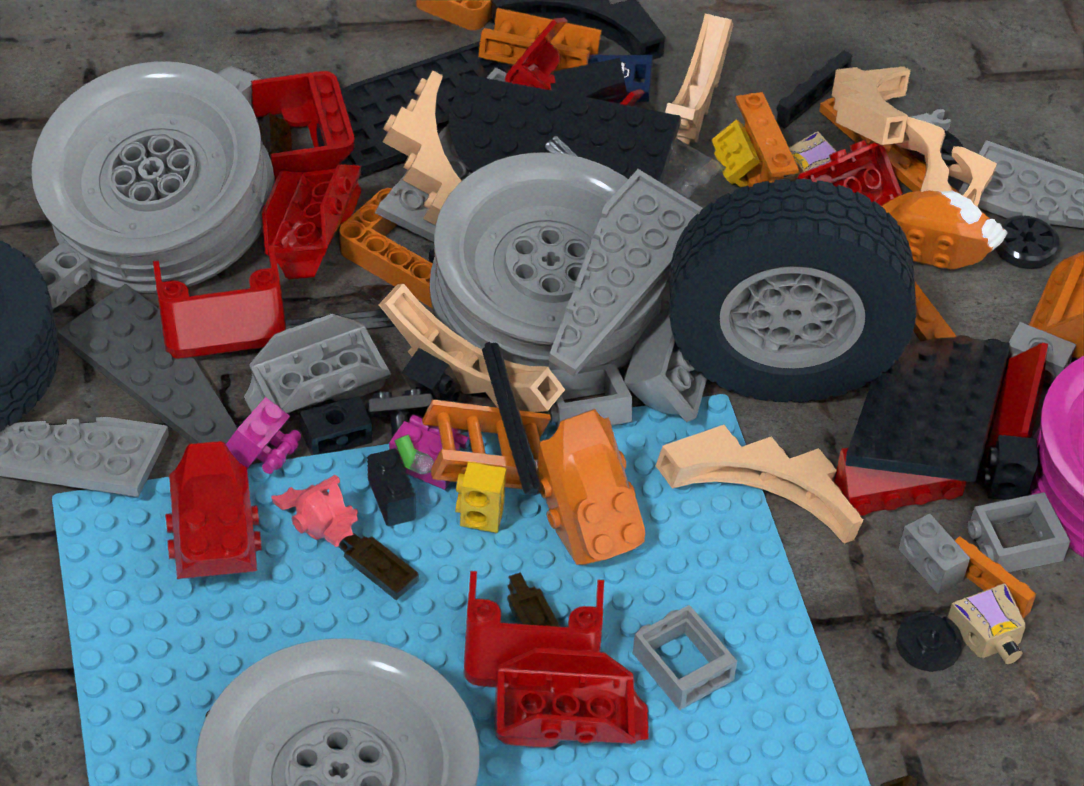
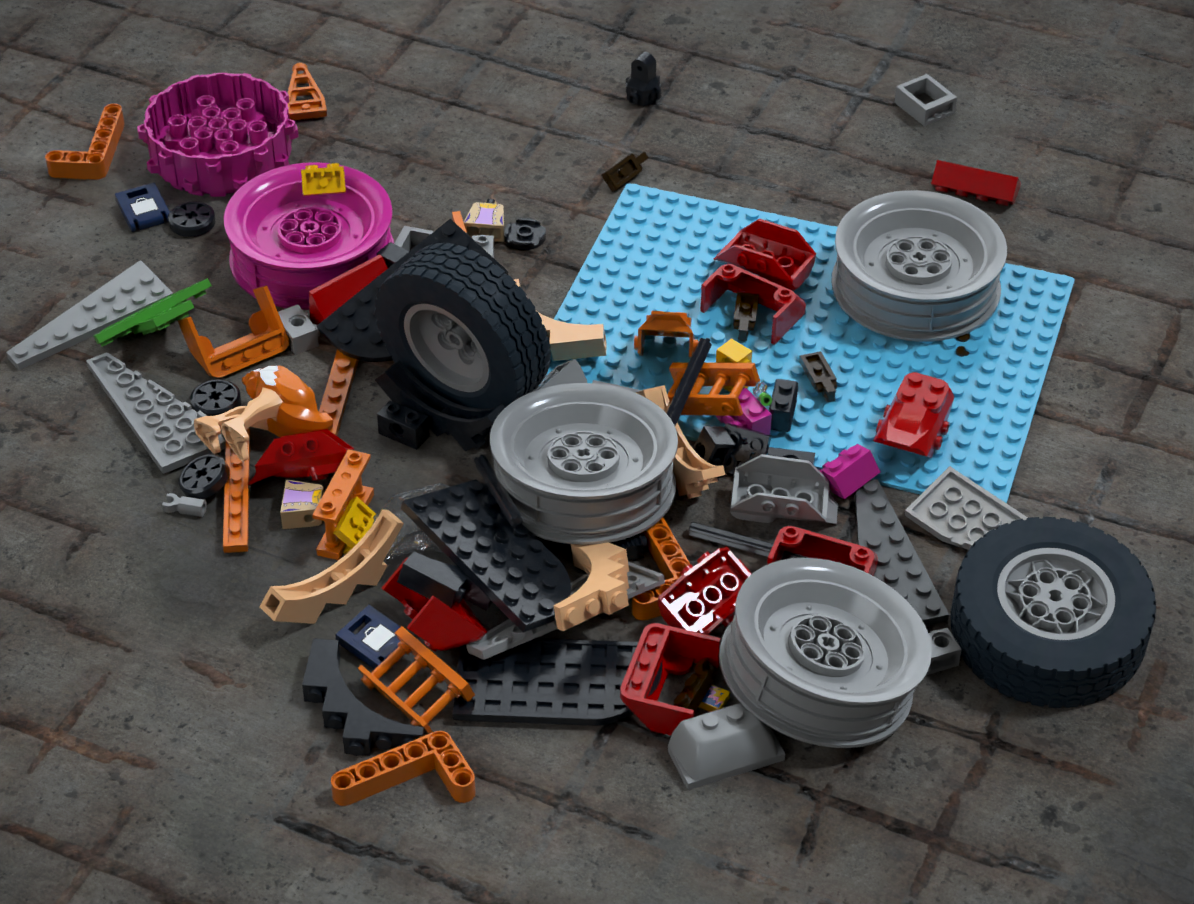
camera: 145 degrees left, 5 degrees down
(320, 512) = (839, 404): coral helmet -> none
(623, 263) = (540, 406): light grey wing -> none
(701, 681) = (686, 248): light grey window -> none
(811, 91) = (237, 560): black plate -> none
(862, 102) = (239, 495): light nougat arch -> none

